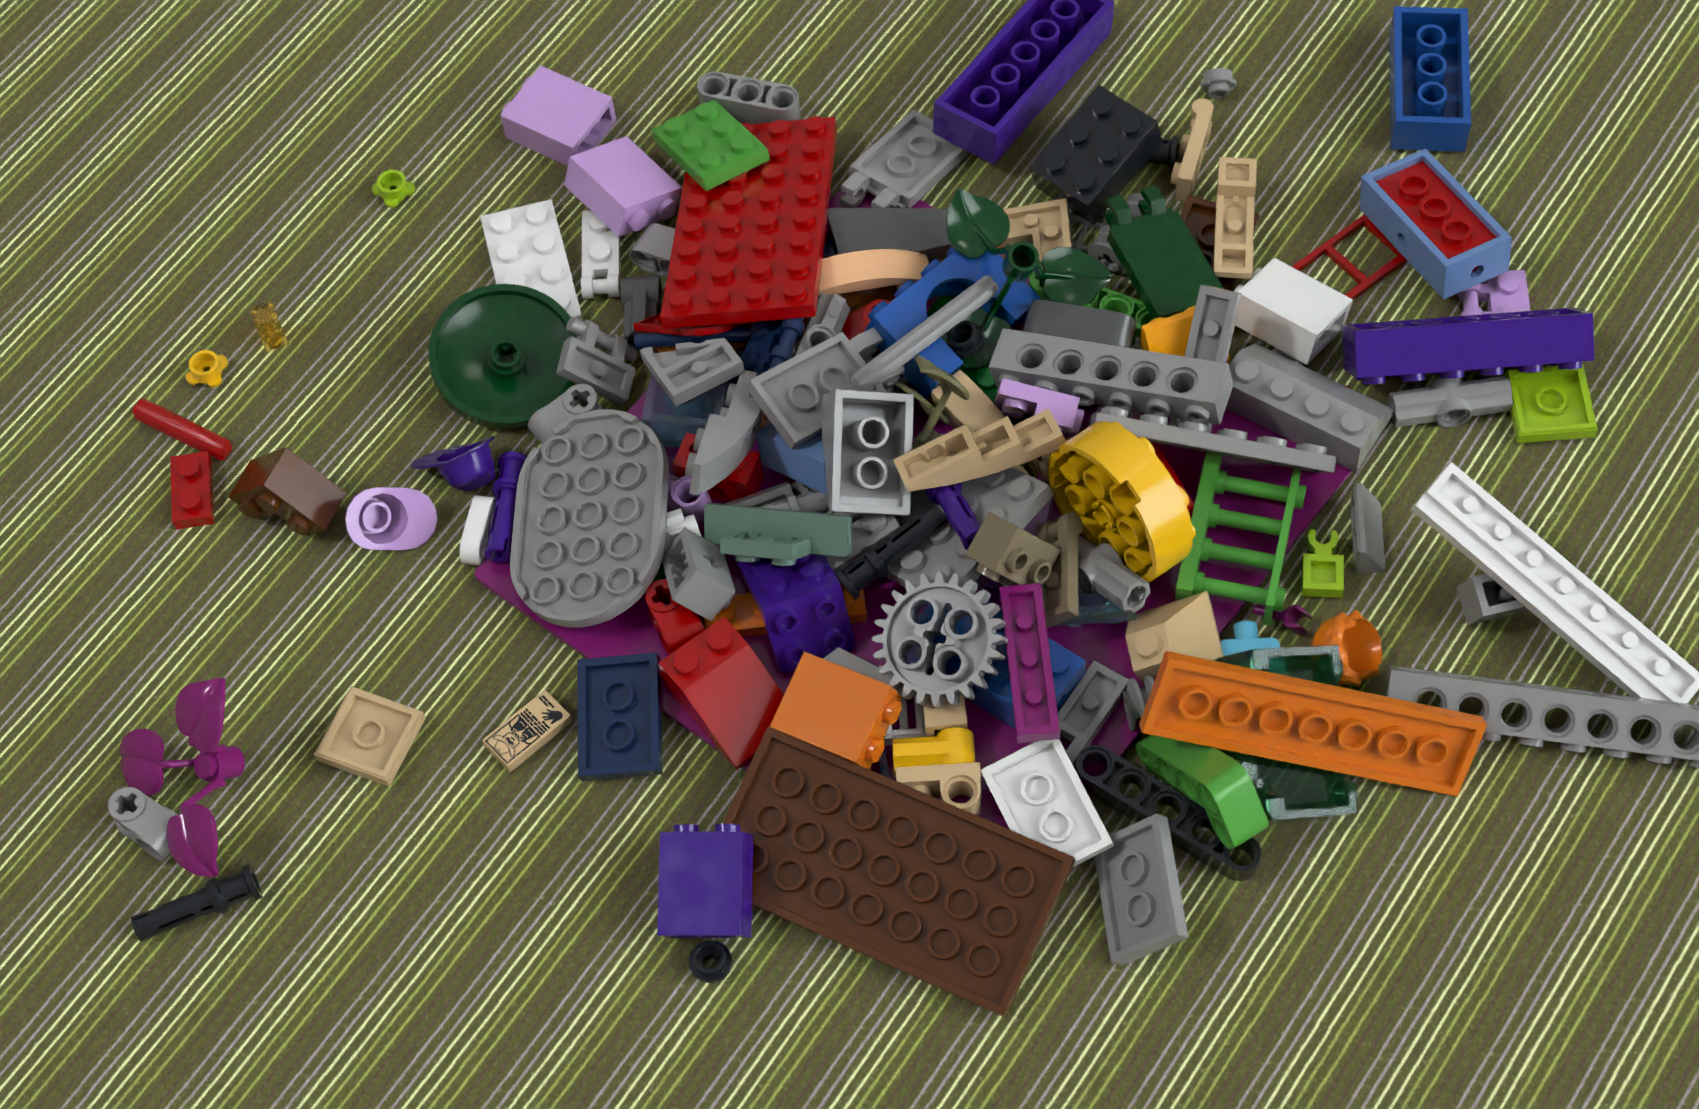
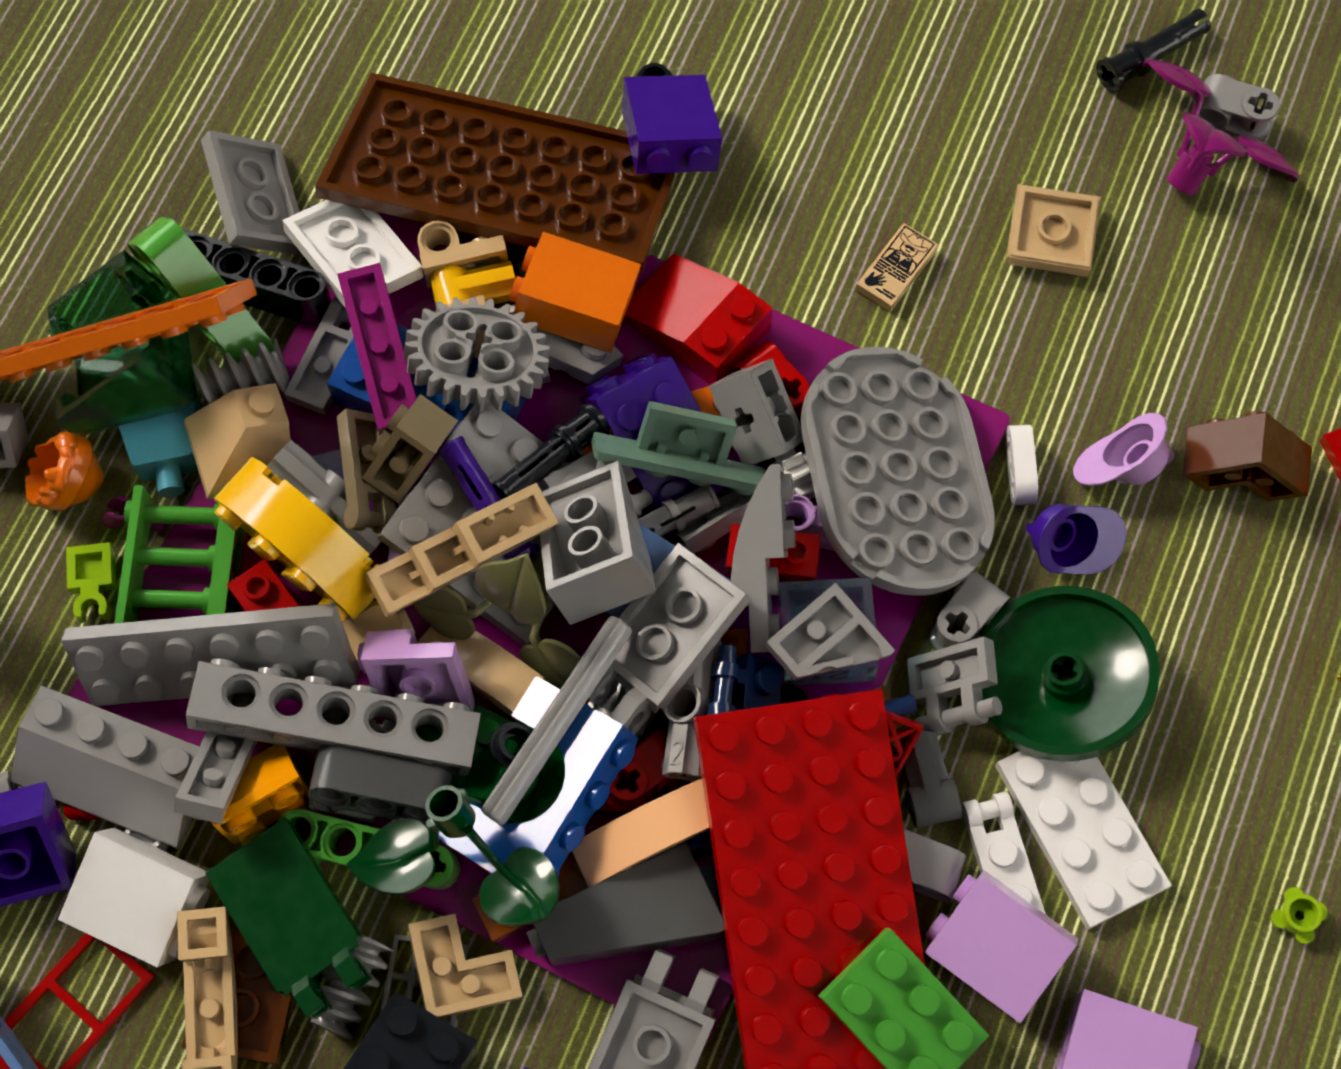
camera: 165 degrees right, 10 degrees up
(503, 516) = (1008, 533): dark purple pin -> none
(619, 717) = (804, 282): dark blue plate -> none
(1366, 531) = (45, 632): light grey slope -> none

